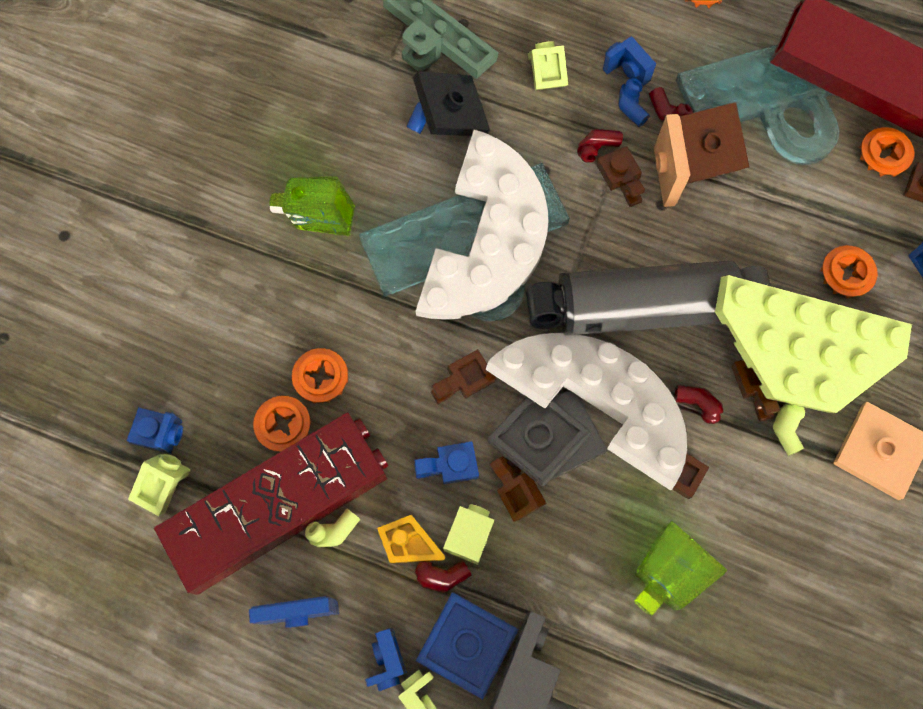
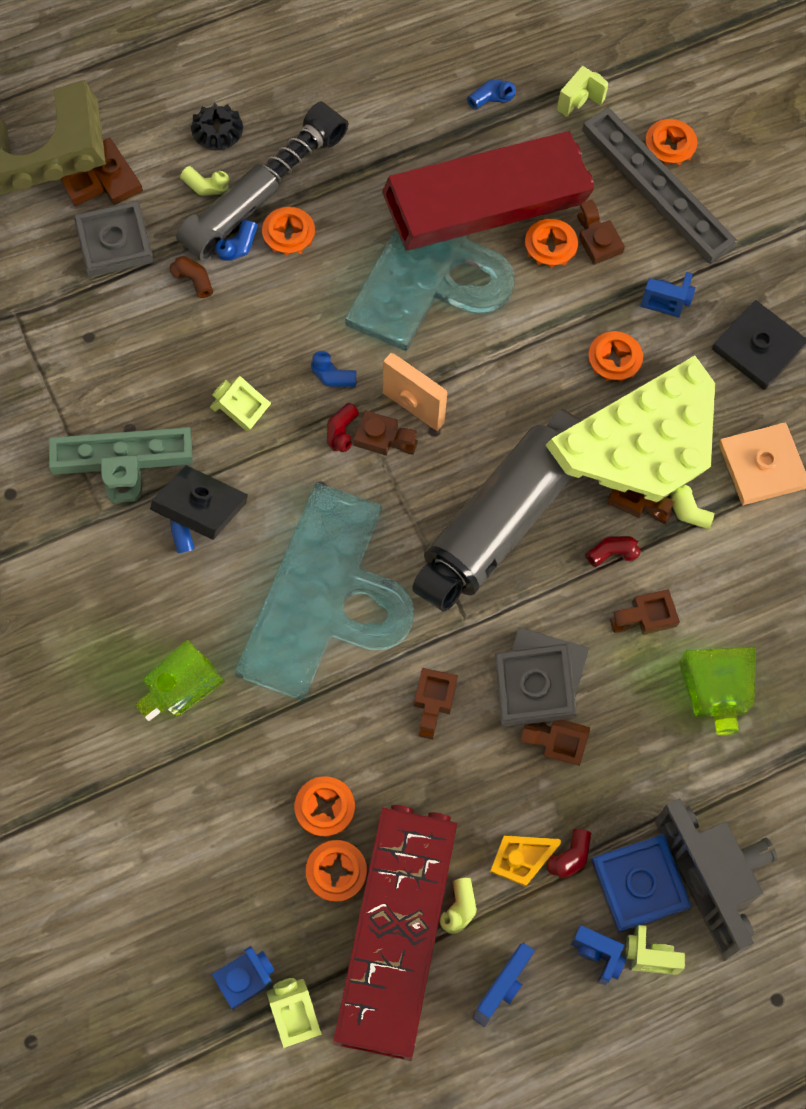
camera: 50 degrees left, 5 degrees down
(454, 464) = (492, 769): blue plate -> none
(469, 533) = (560, 805): yellowish green brick -> none
(507, 237) = (354, 561): white plate -> none
(613, 382) = (542, 596): white plate -> none
(632, 58) = (299, 338): blue bracket -> none
(663, 107) = (365, 356): dark red arm -> none
(714, 142) = (427, 345): reddish brown plate -> none

